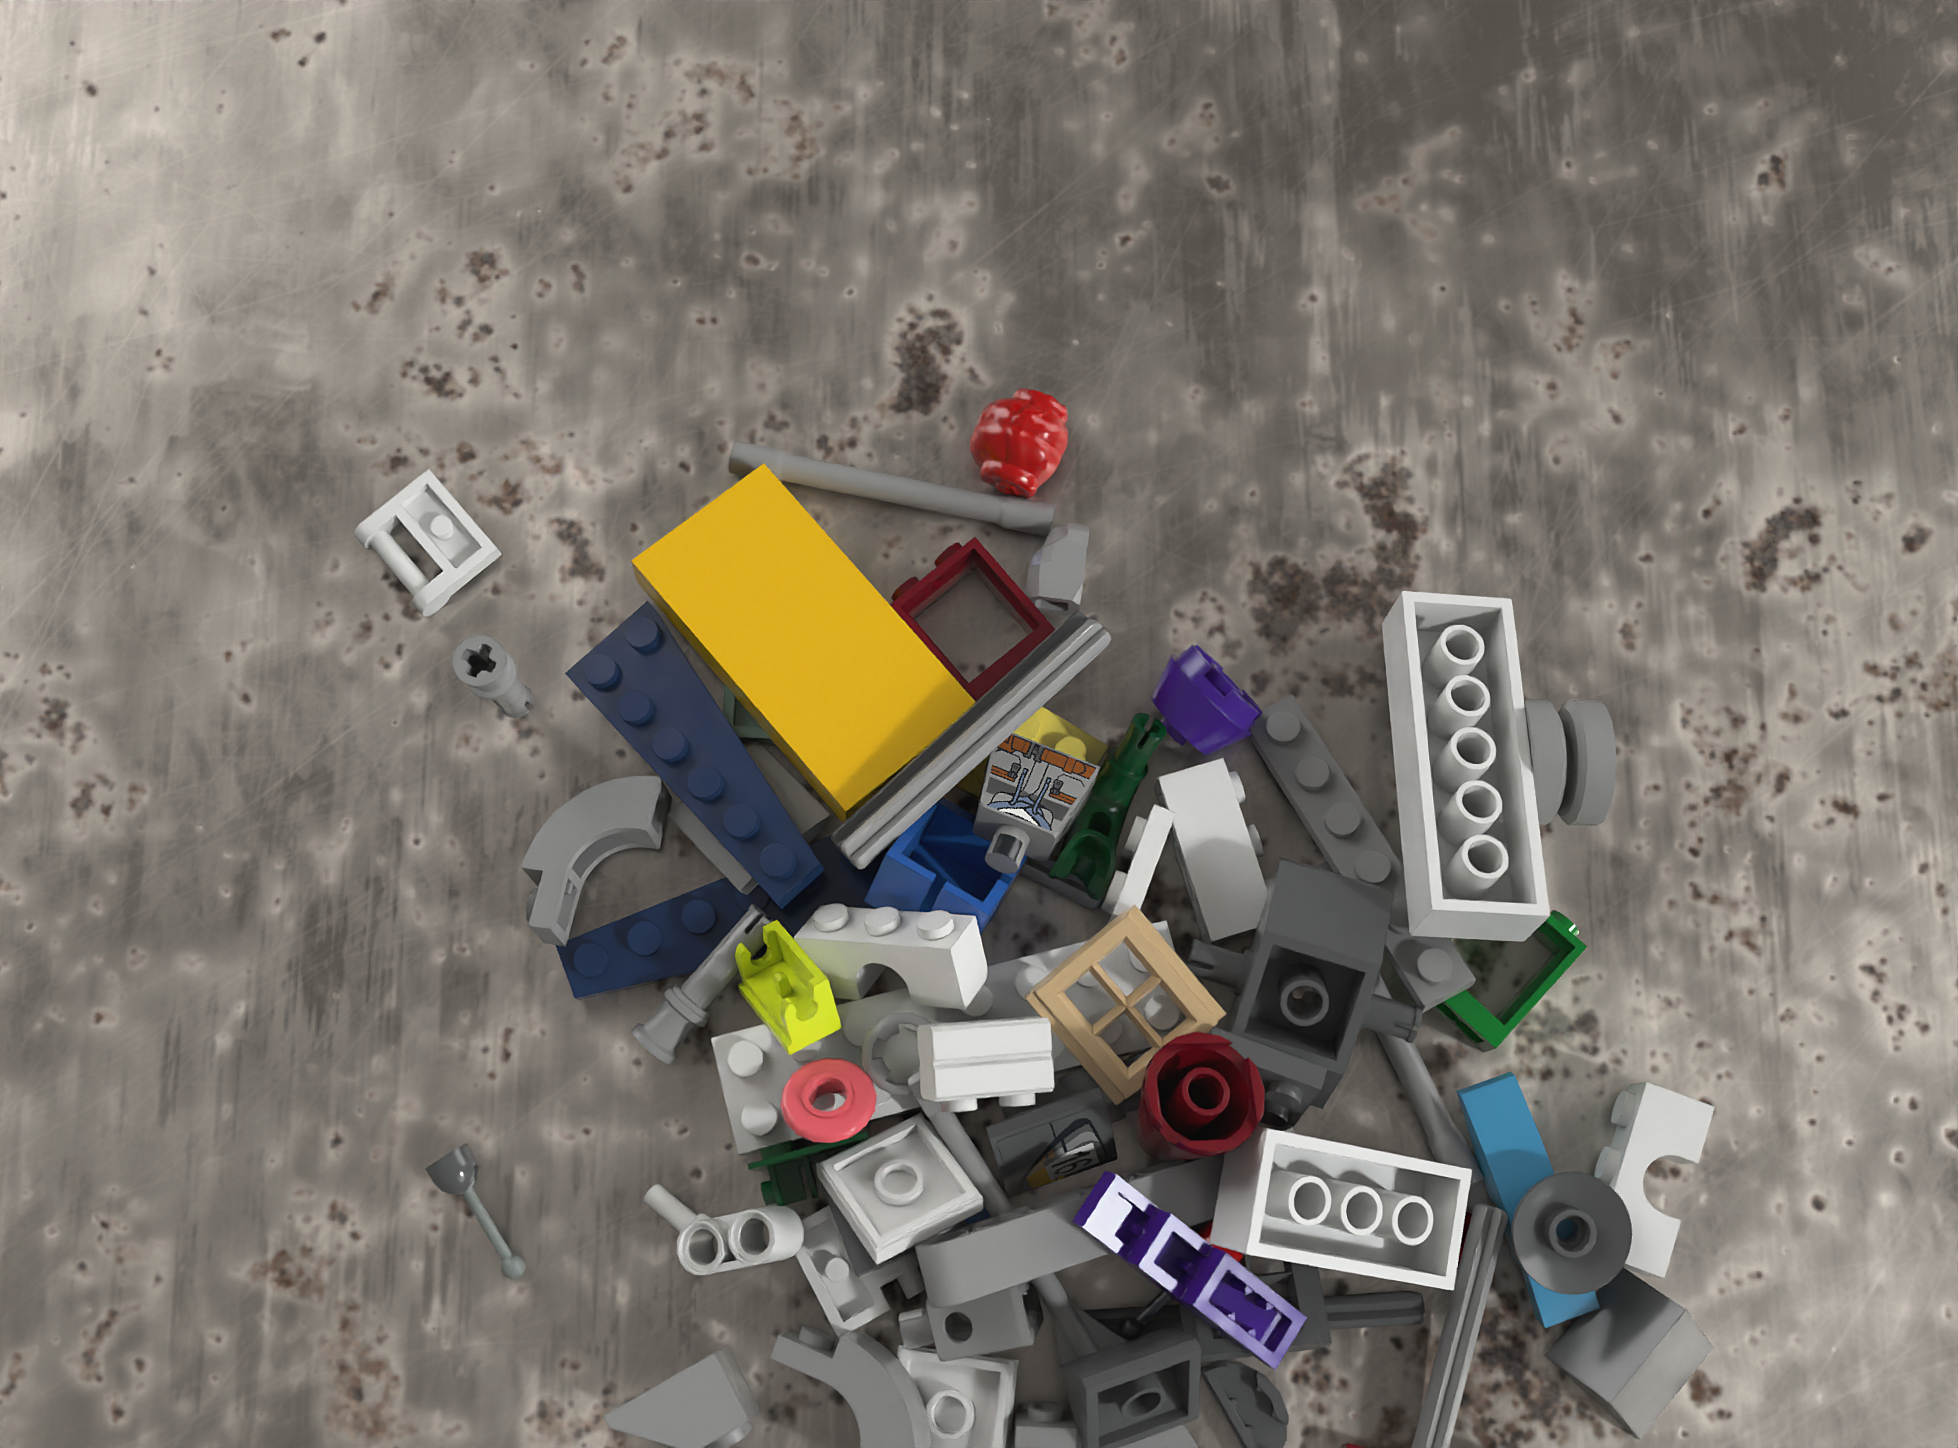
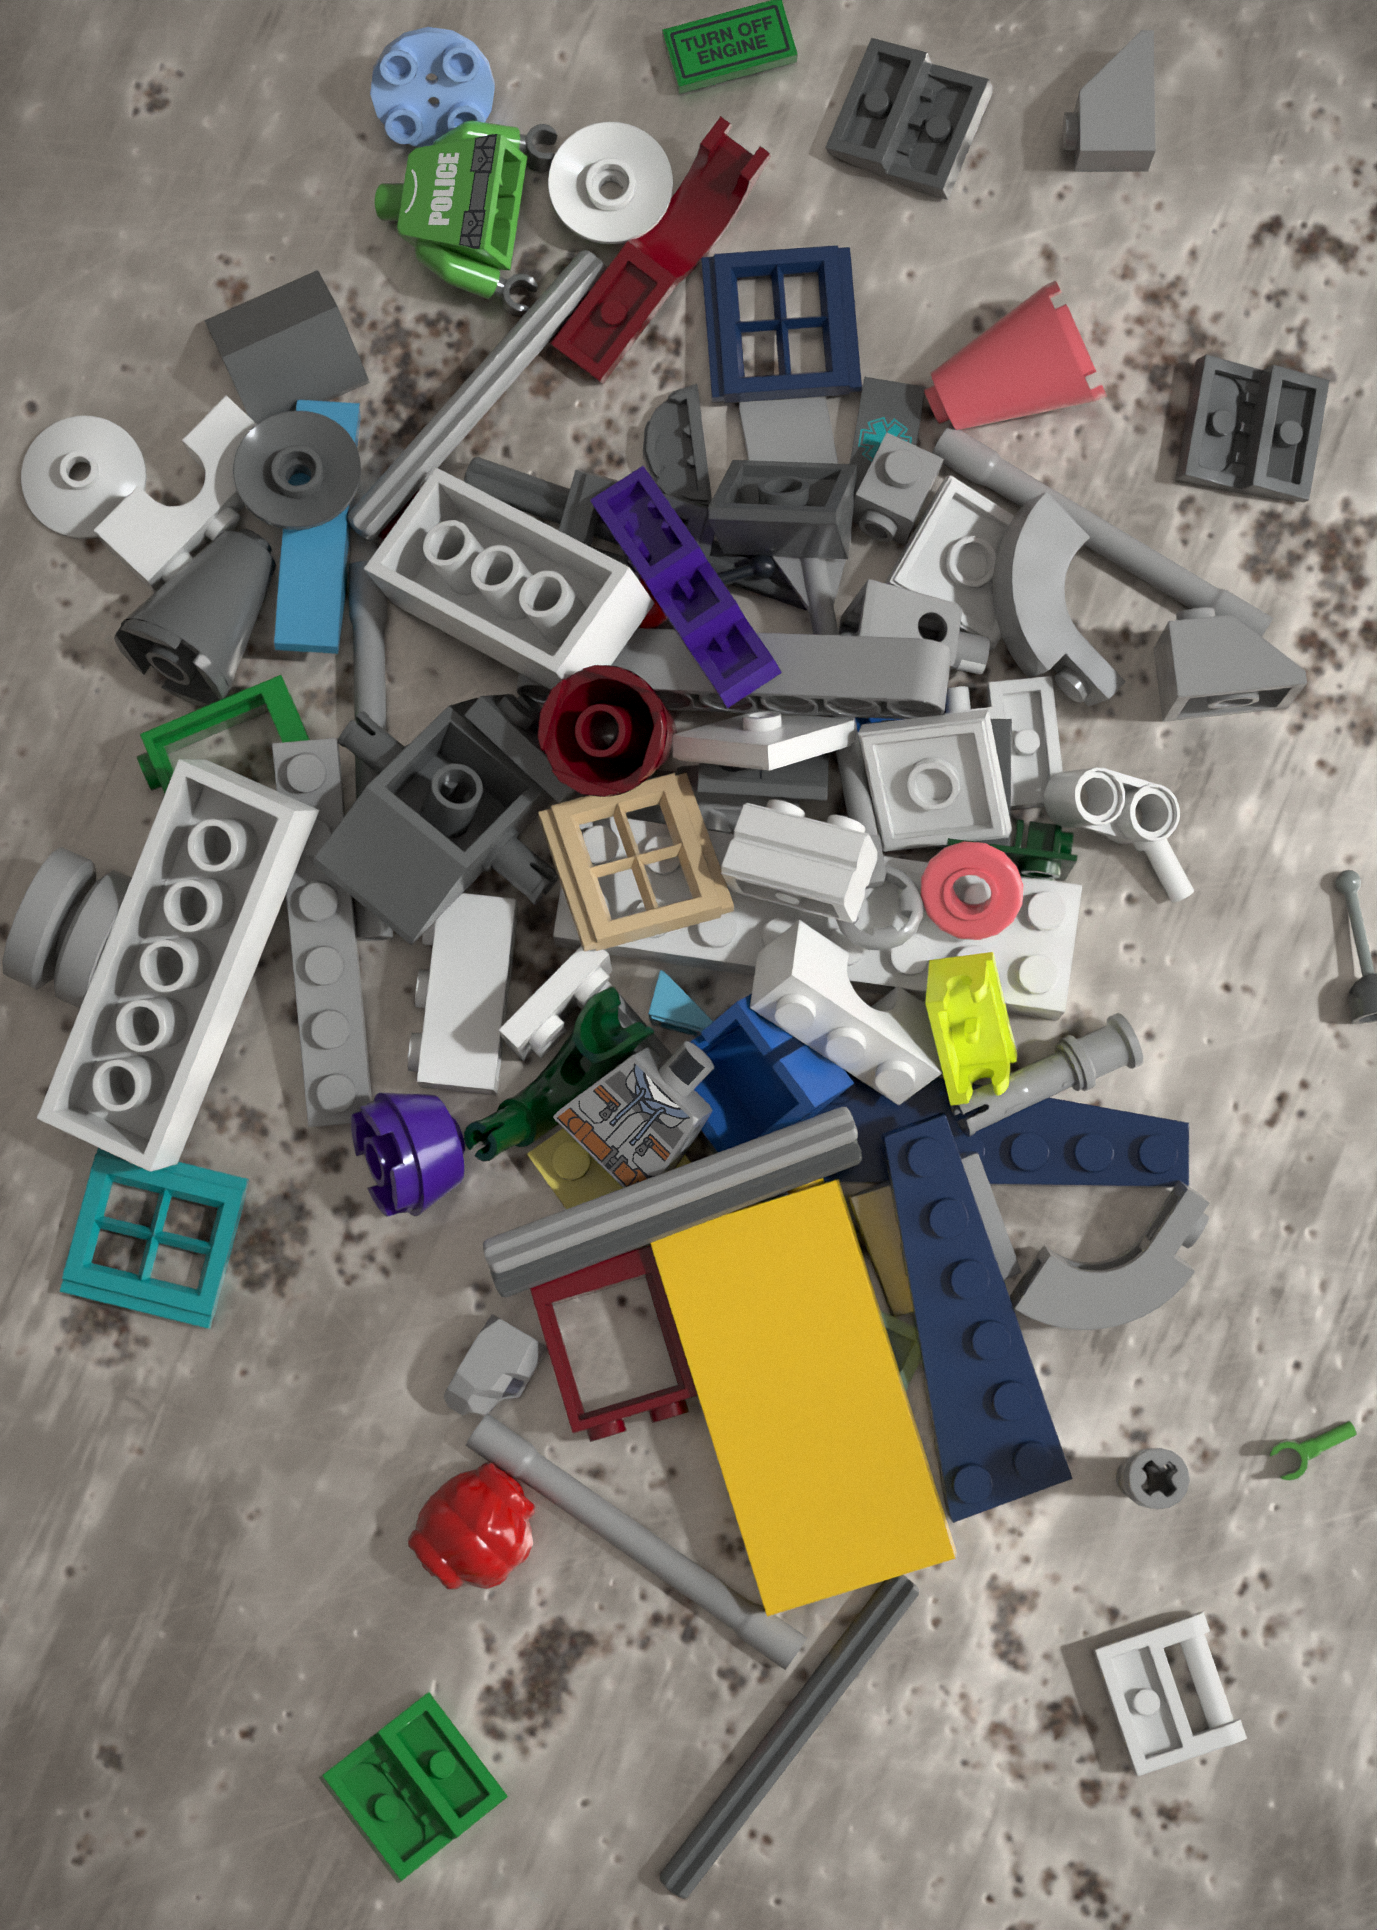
camera: 155 degrees left, 5 degrees up
(382, 775) = (1313, 1447): none -> bright green hand
(715, 391) = (788, 1735): none -> dark grey axle
(983, 247) = (413, 1787): none -> green slope
(1038, 911) = (675, 1009): none -> medium azure slope
(1062, 1158) = (763, 740): none -> white plate
(1363, 517) = (139, 1290): none -> teal piece
(1584, 1076) = (202, 618): none -> dark grey cone
(1720, 1174) = (80, 506): none -> white dish

